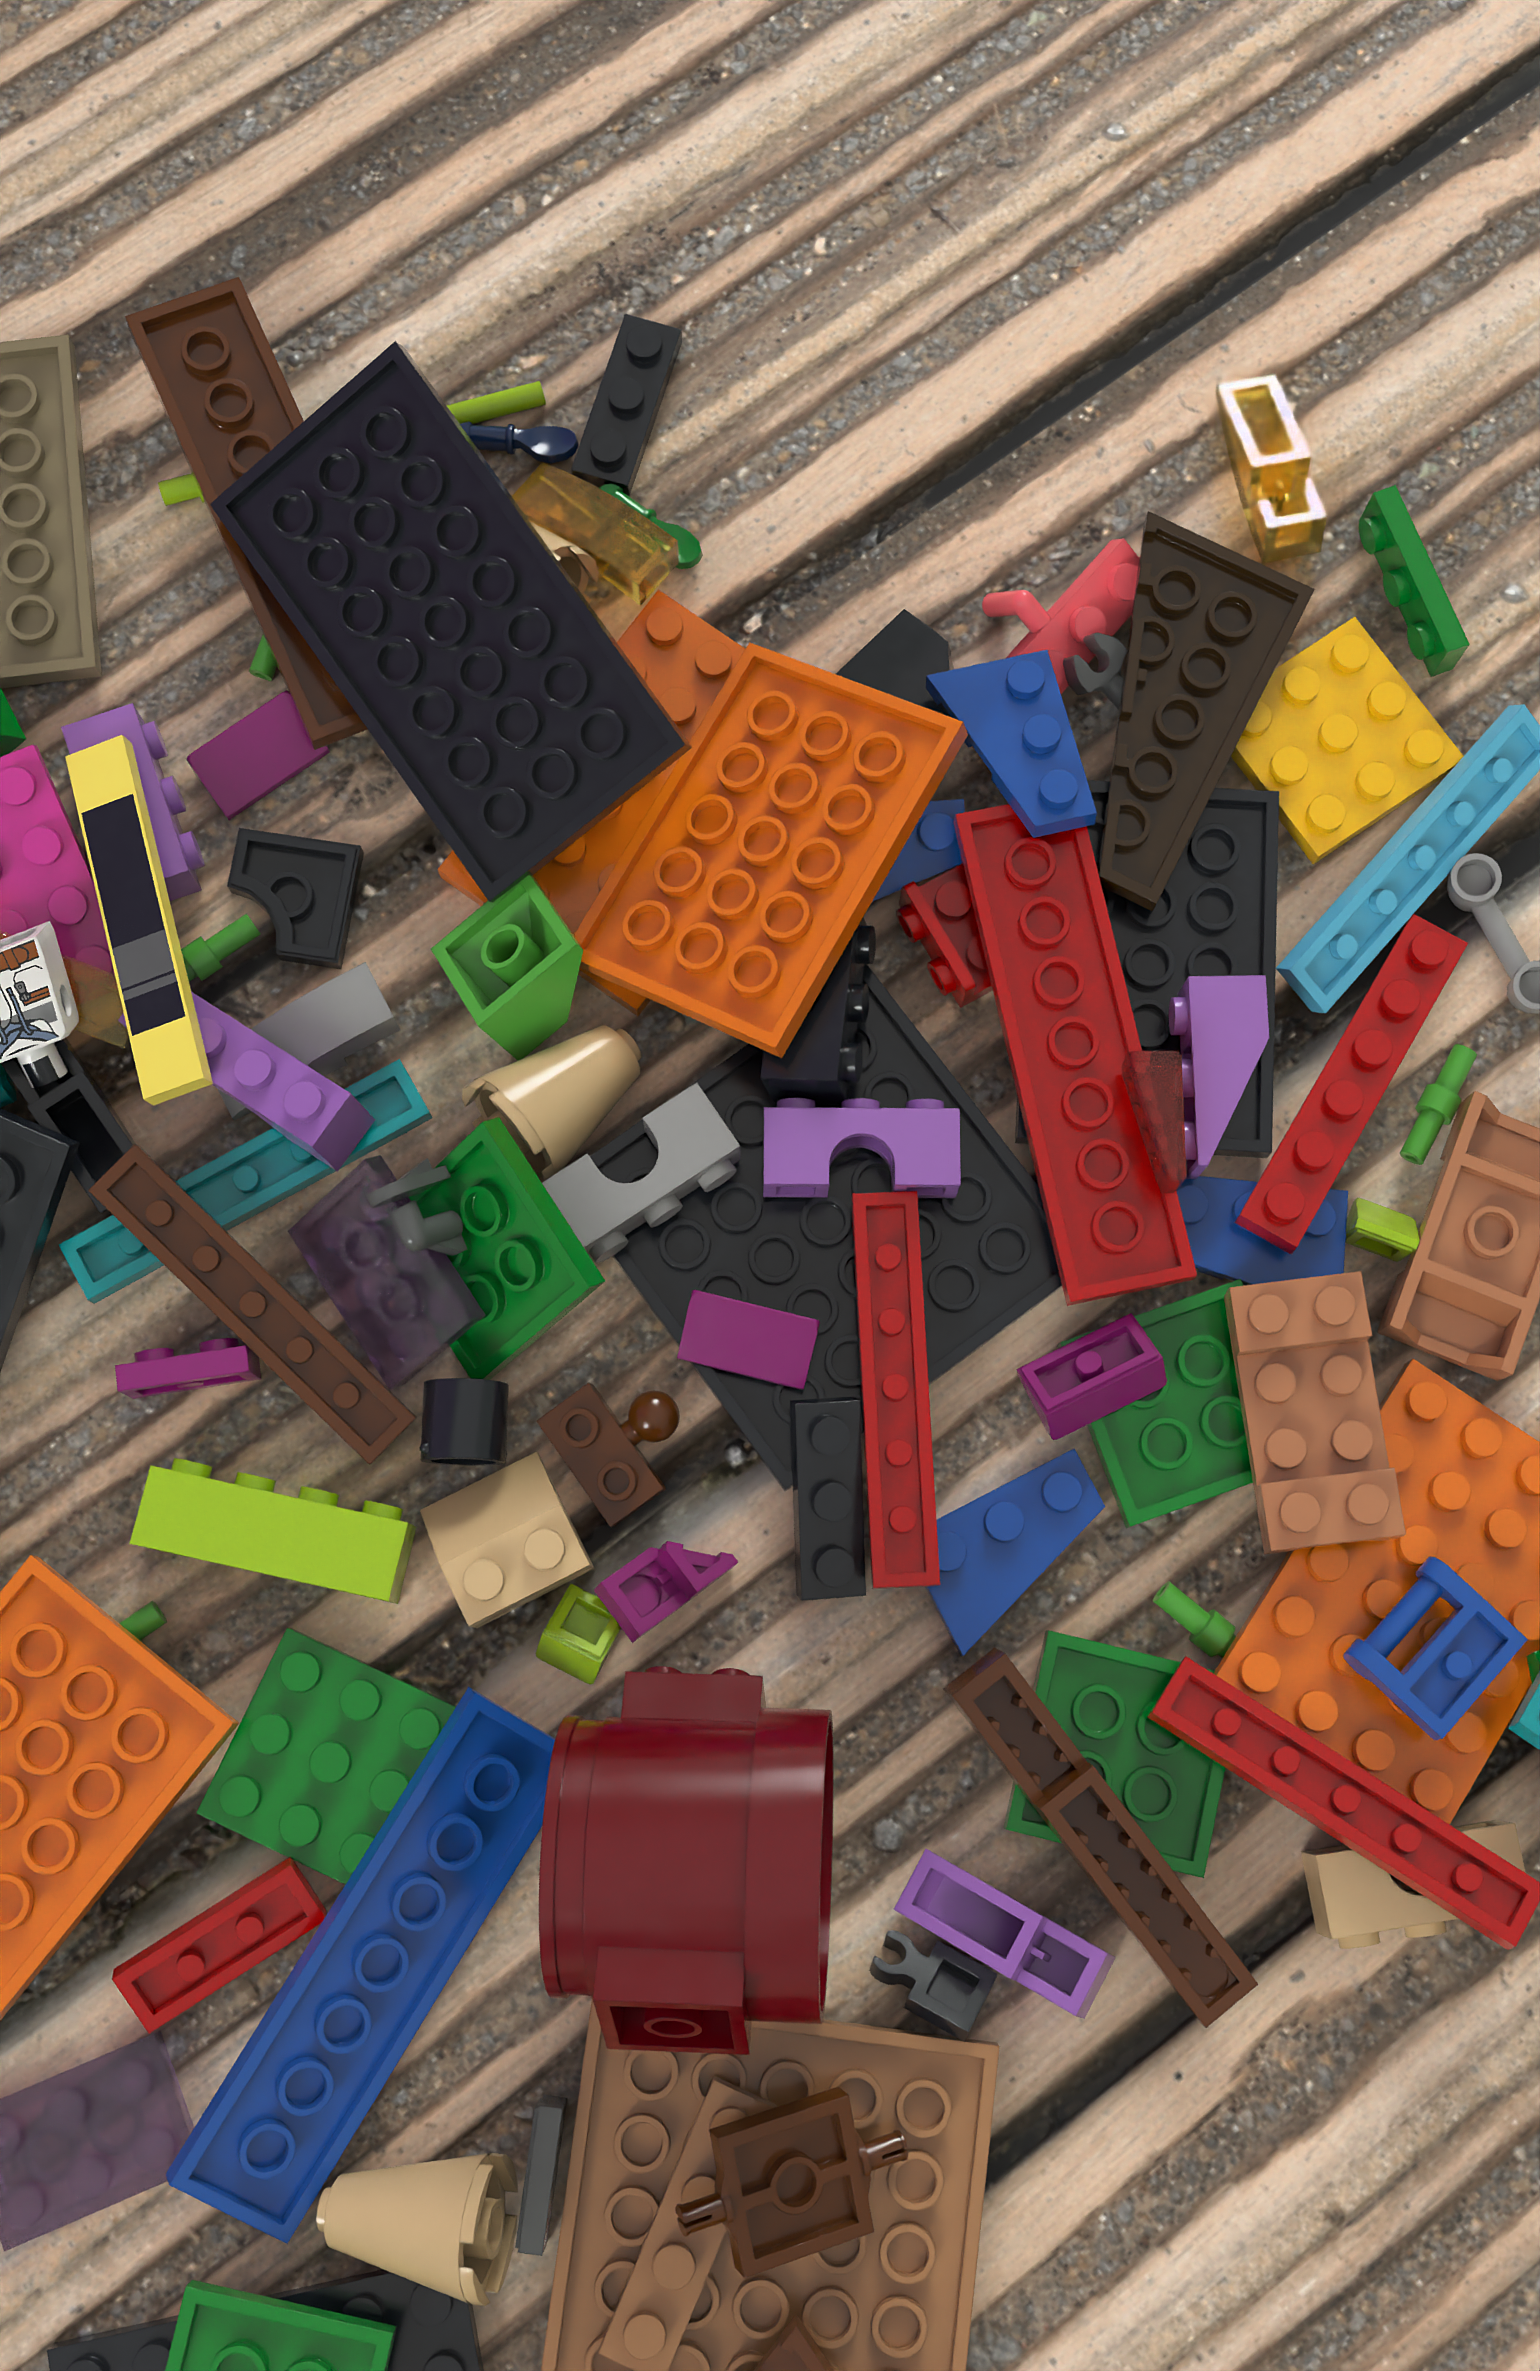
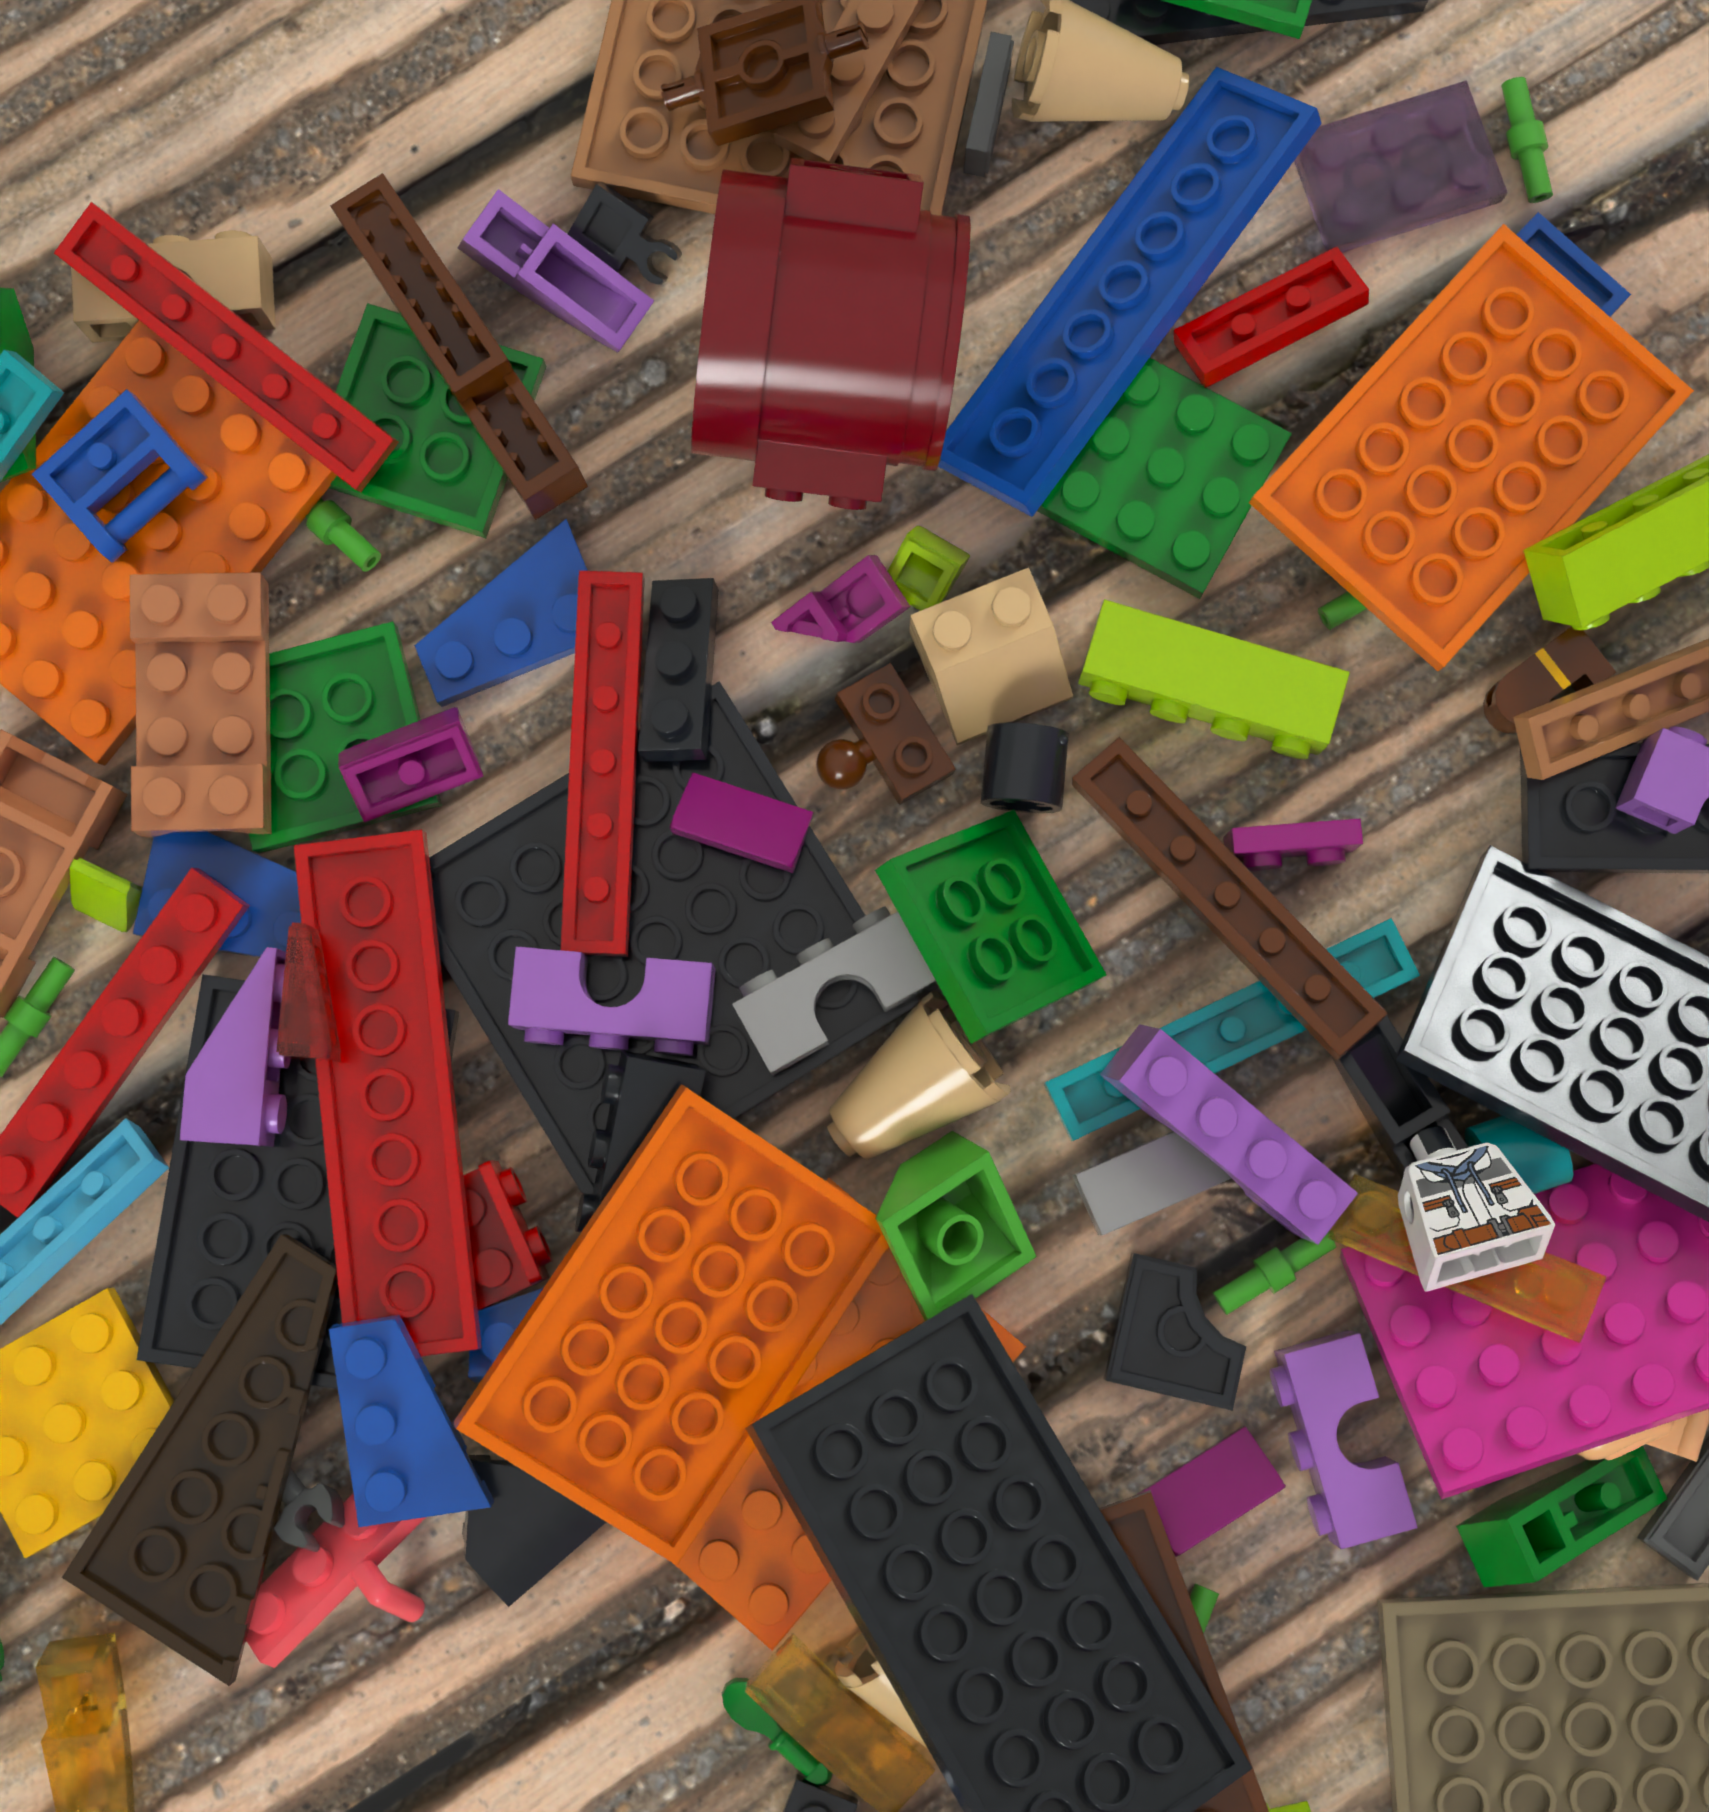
camera: 170 degrees left, 5 degrees up
(138, 921) = (1335, 1295): tile -> none
(393, 1299) = (1094, 919): clear purple plate -> none
(436, 1232) = (1059, 937): dark grey piece -> none

